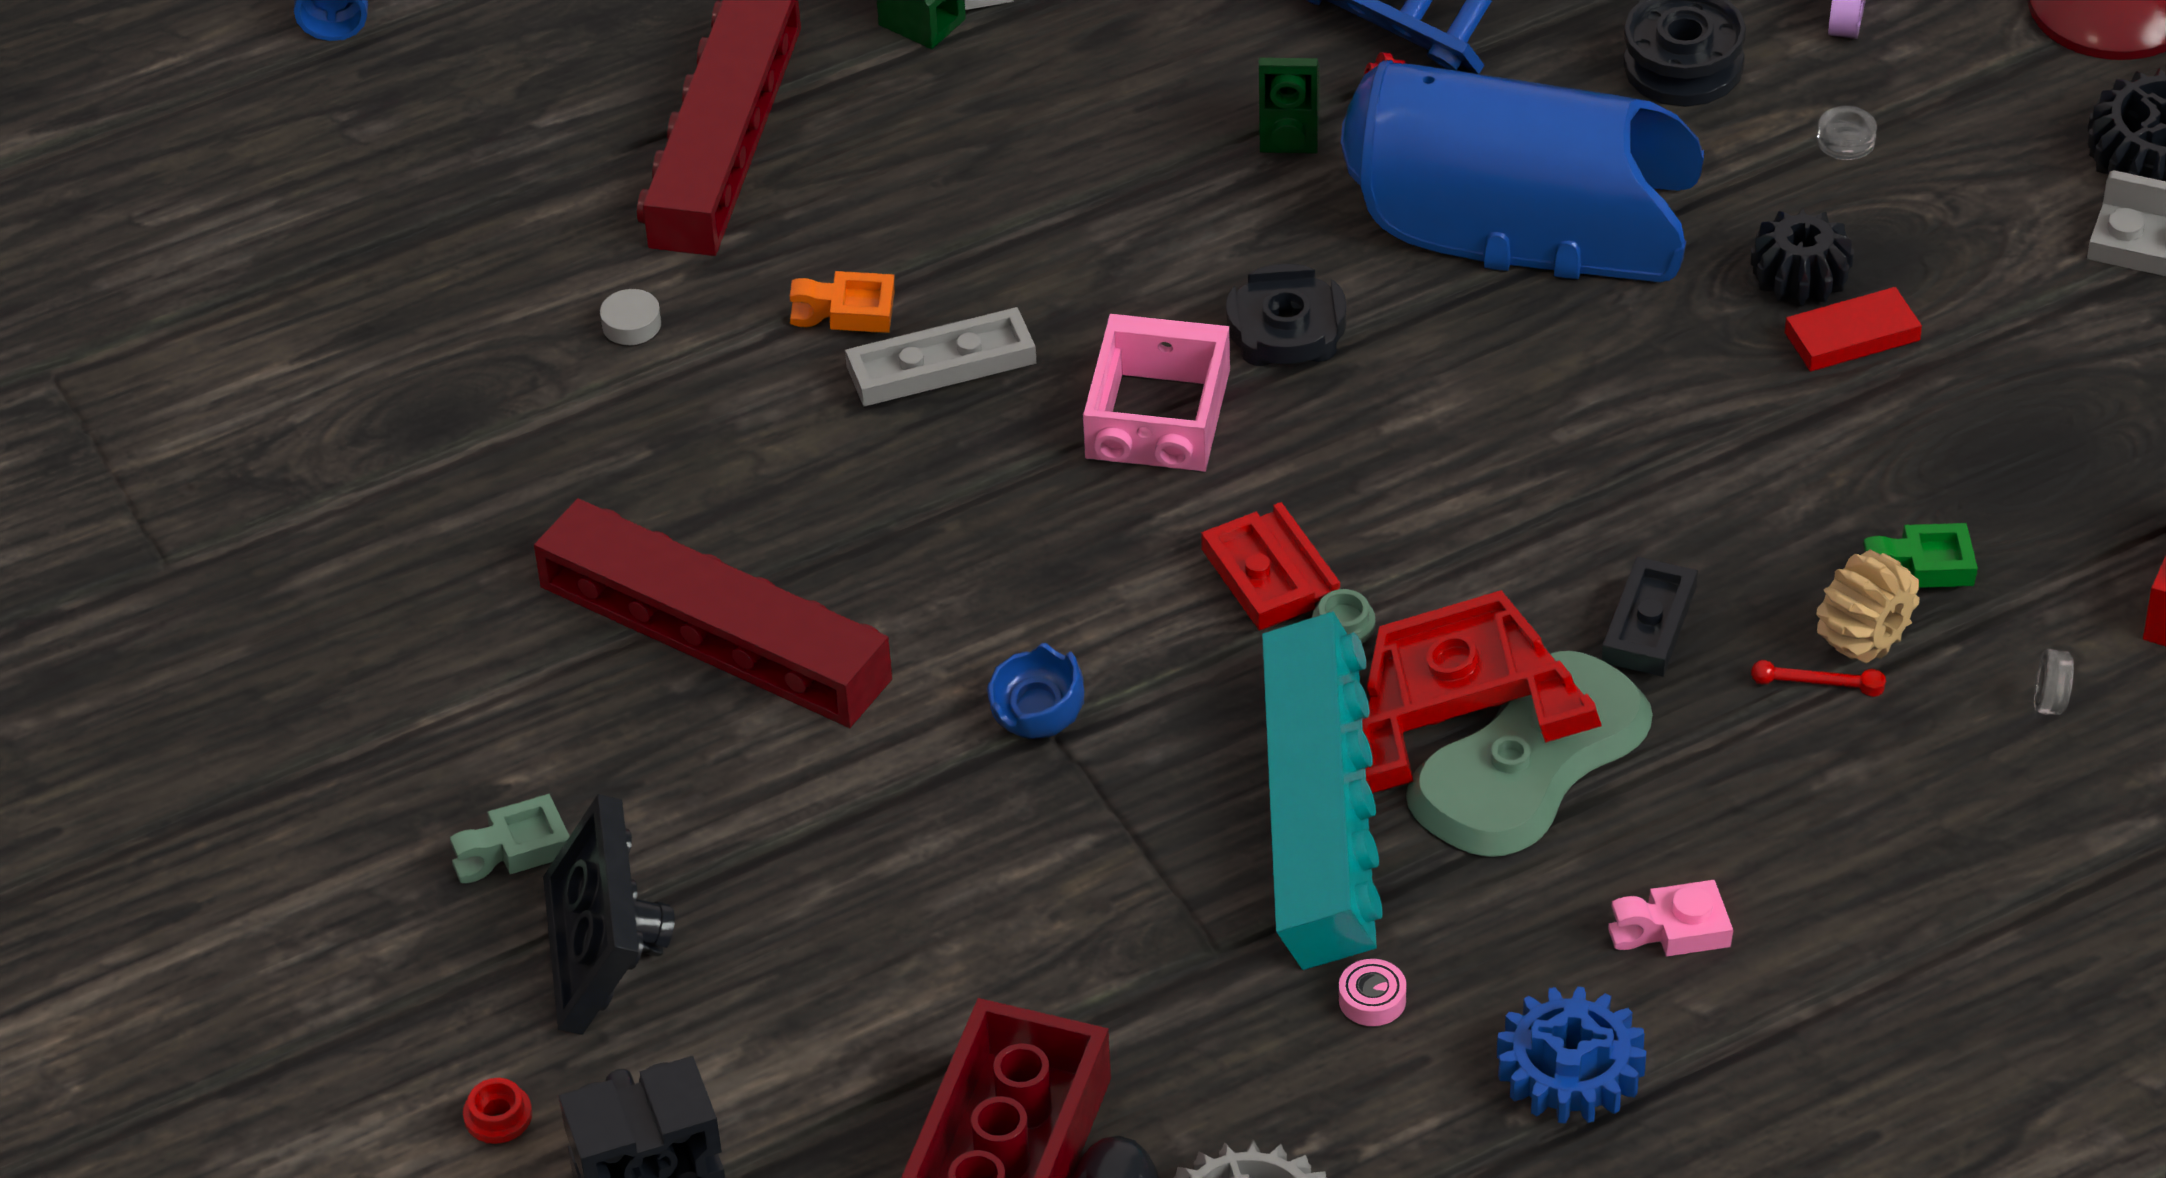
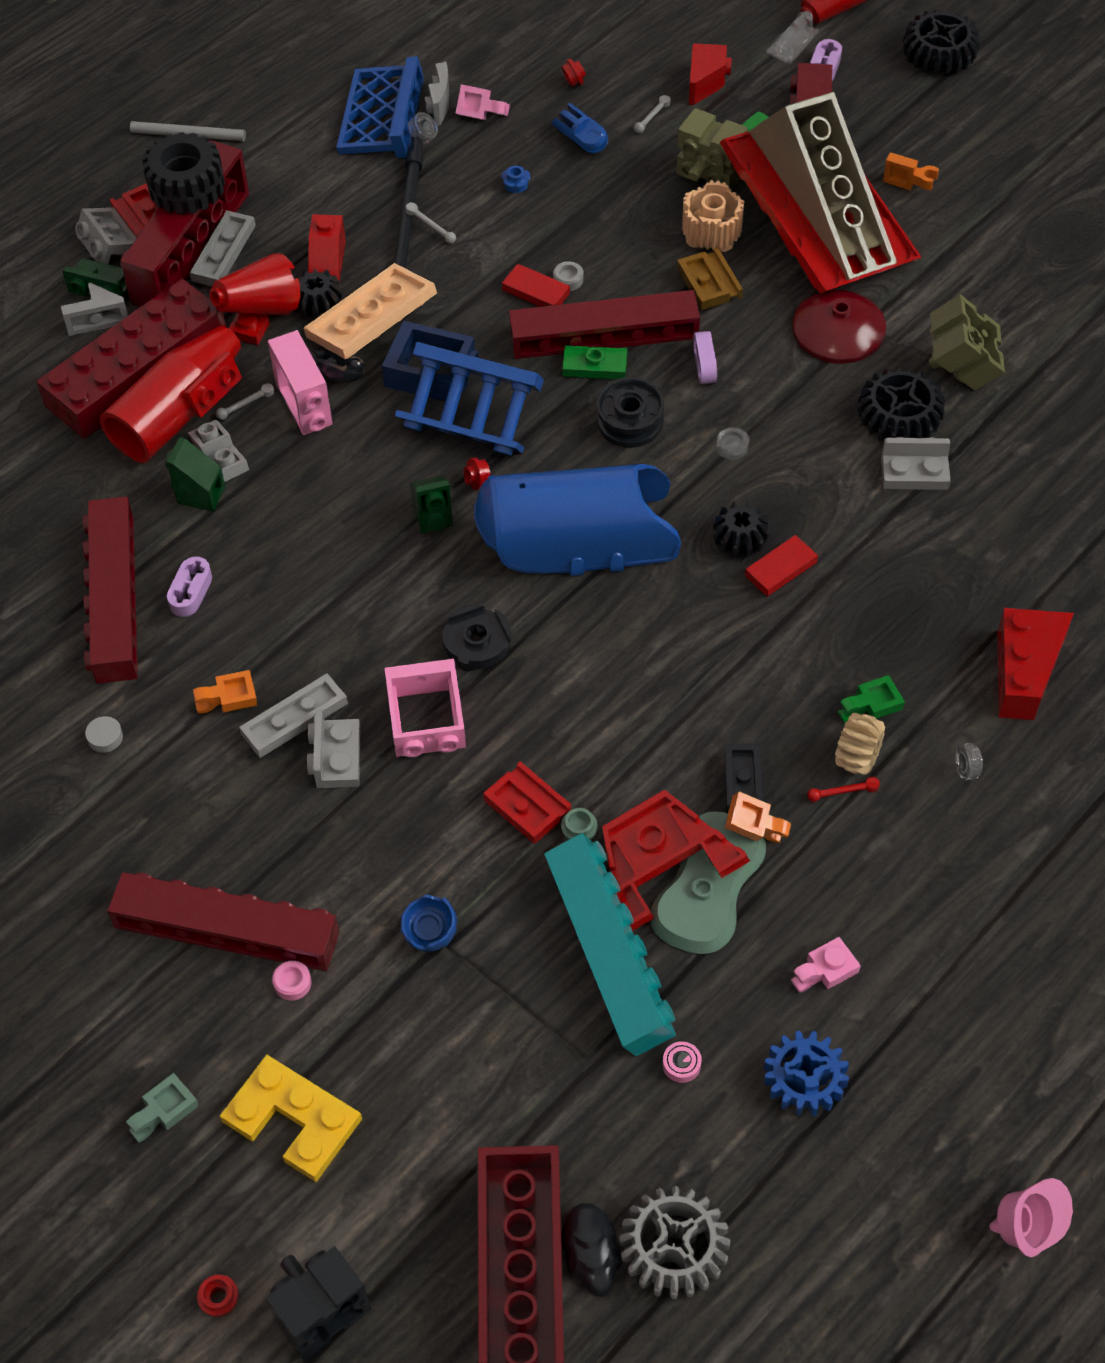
camera: 20 degrees left, 10 degrees up
(594, 915) = (233, 1151): black plate -> none
(756, 918) = (324, 1118): none -> yellow plate
(787, 723) = (291, 980): none -> bright pink tile
(844, 139) = (184, 584): none -> lavender beam
(984, 423) = (335, 752): none -> light grey bracket
(1633, 669) = (752, 819): none -> orange plate

